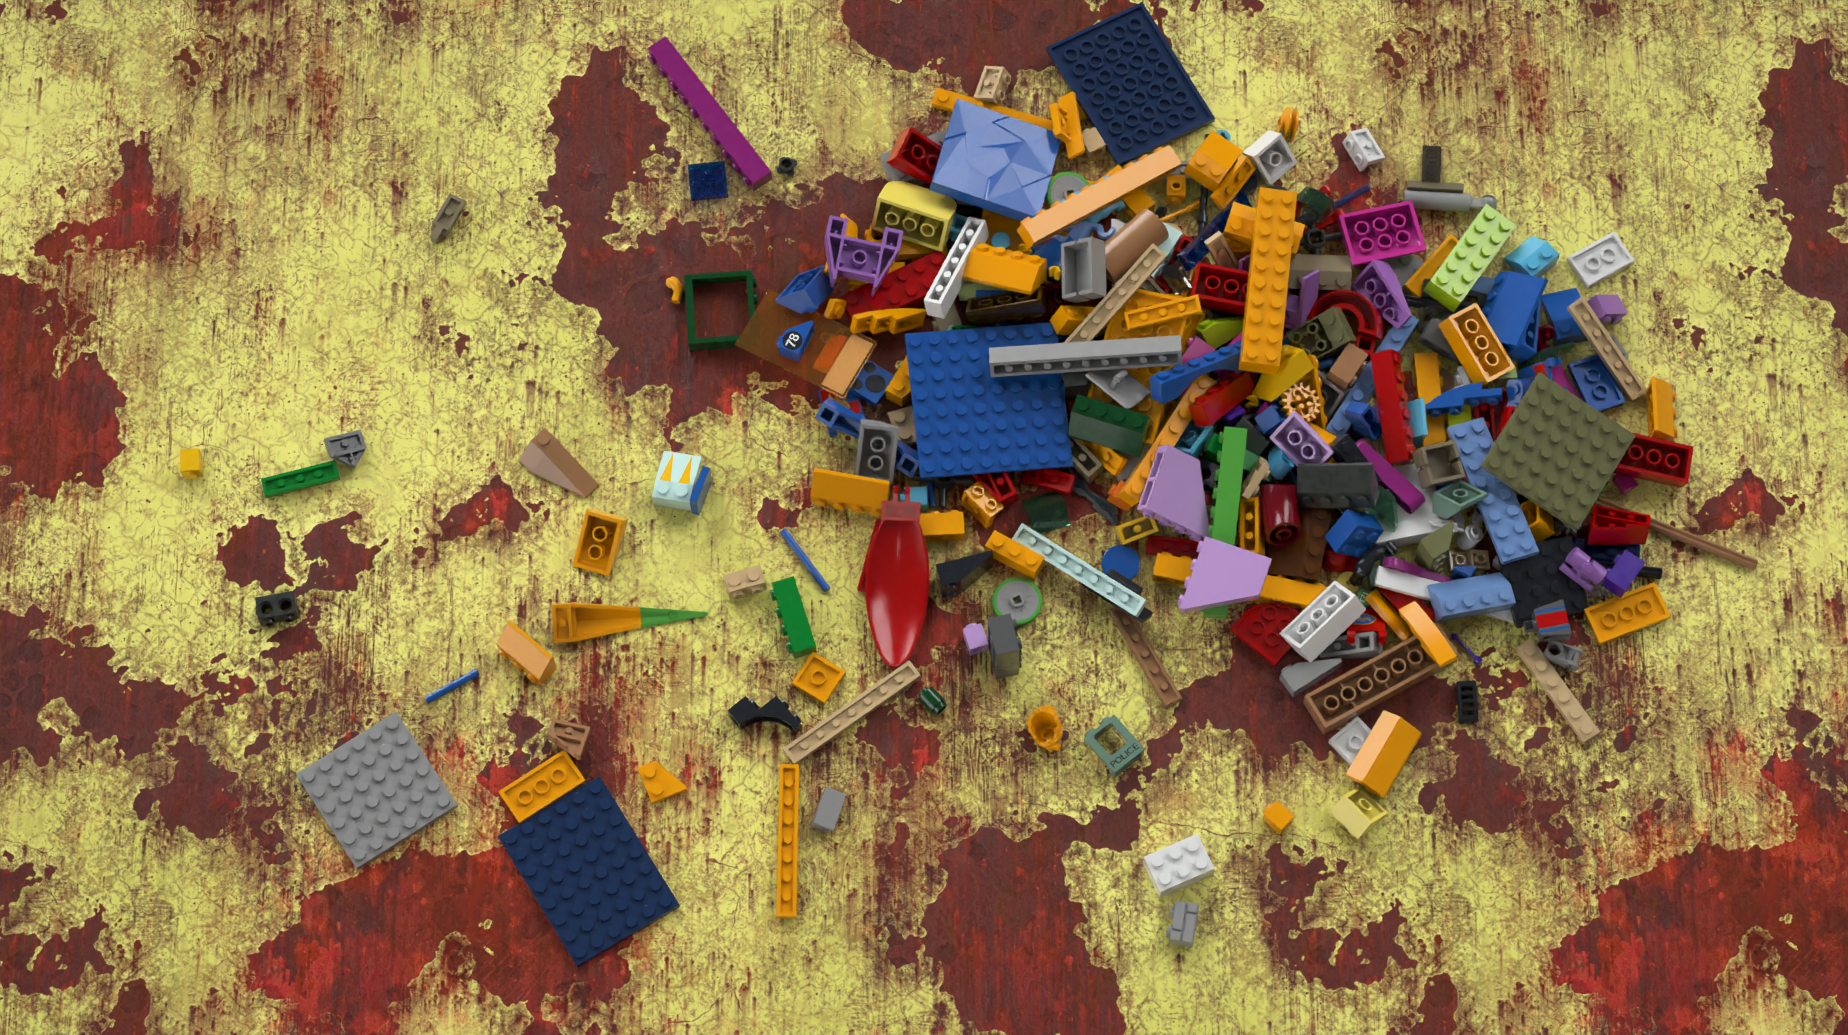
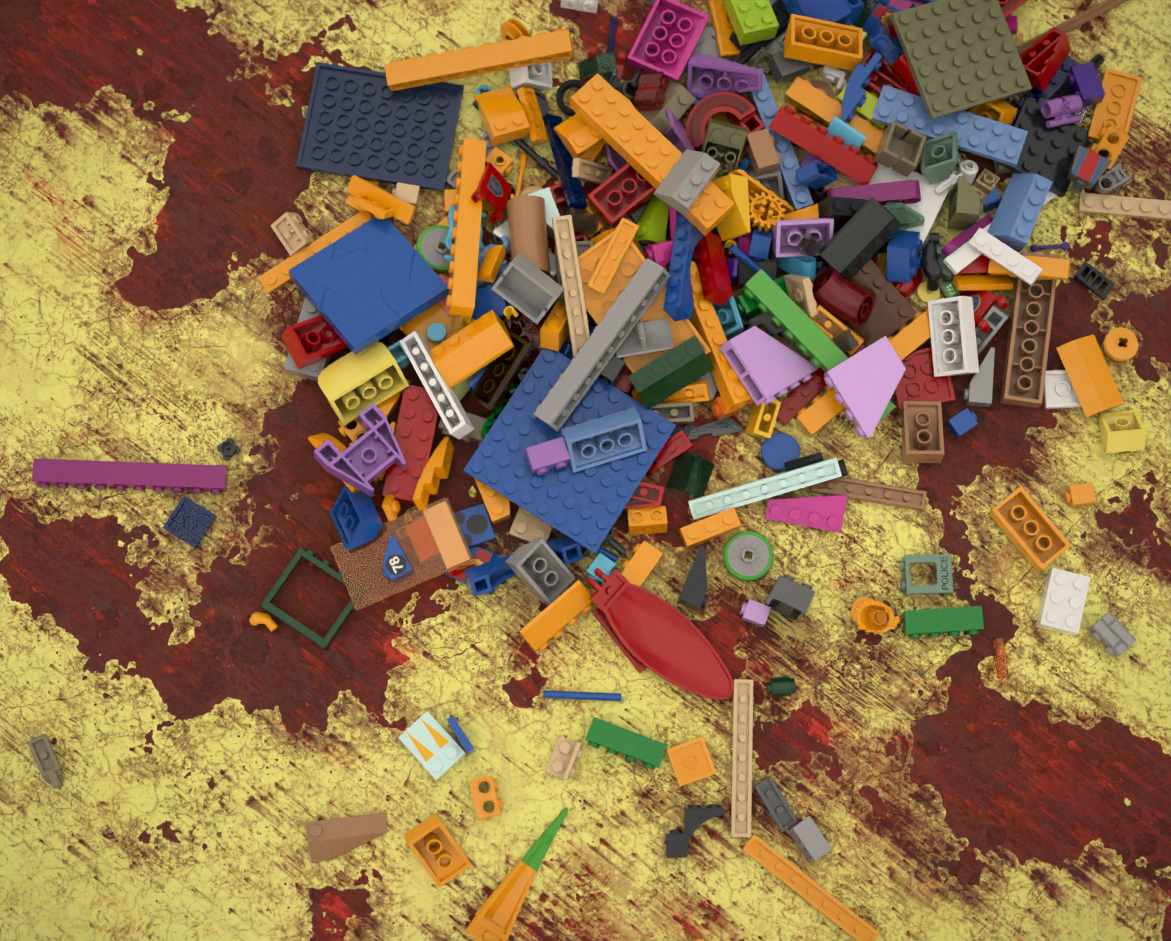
camera: 55 degrees left, 10 degrees up
(663, 543) = (480, 799): none -> light orange brick
(836, 764) = (775, 803): none -> dark grey hinge
(966, 383) = (547, 456): none -> medium lavender brick
(1013, 416) = (604, 439): none -> medium blue slope
(1083, 232) = (491, 264): none -> light orange slope
(1086, 785) = (942, 621): none -> green brick
(1091, 621) = (814, 512): none -> dark pink wing
(1092, 851) = (1000, 658): none -> clear orange pin
(1147, 194) = (493, 189): none -> red flag
(1215, 795) = (1029, 529): none -> light orange brick
(1225, 657) = (922, 432): none -> medium nougat slope
(1241, 110) = (479, 60): none -> light orange brick
(1246, 538) = (845, 340): none -> clear smoke slope
(1249, 424) = (745, 259): none -> blue bar
(1260, 684) = (962, 423): none -> blue brick
(1265, 317) = (687, 180): none -> light grey slope
(1298, 452) = (810, 245): none -> clear smoke slope
(1327, 252) = (651, 91): none -> clear red brick
(1419, 608) = (1005, 256): none -> white plate
(1439, 762) = (1117, 336): none -> light orange piece
(1588, 633) = (1113, 147): none -> light orange brick

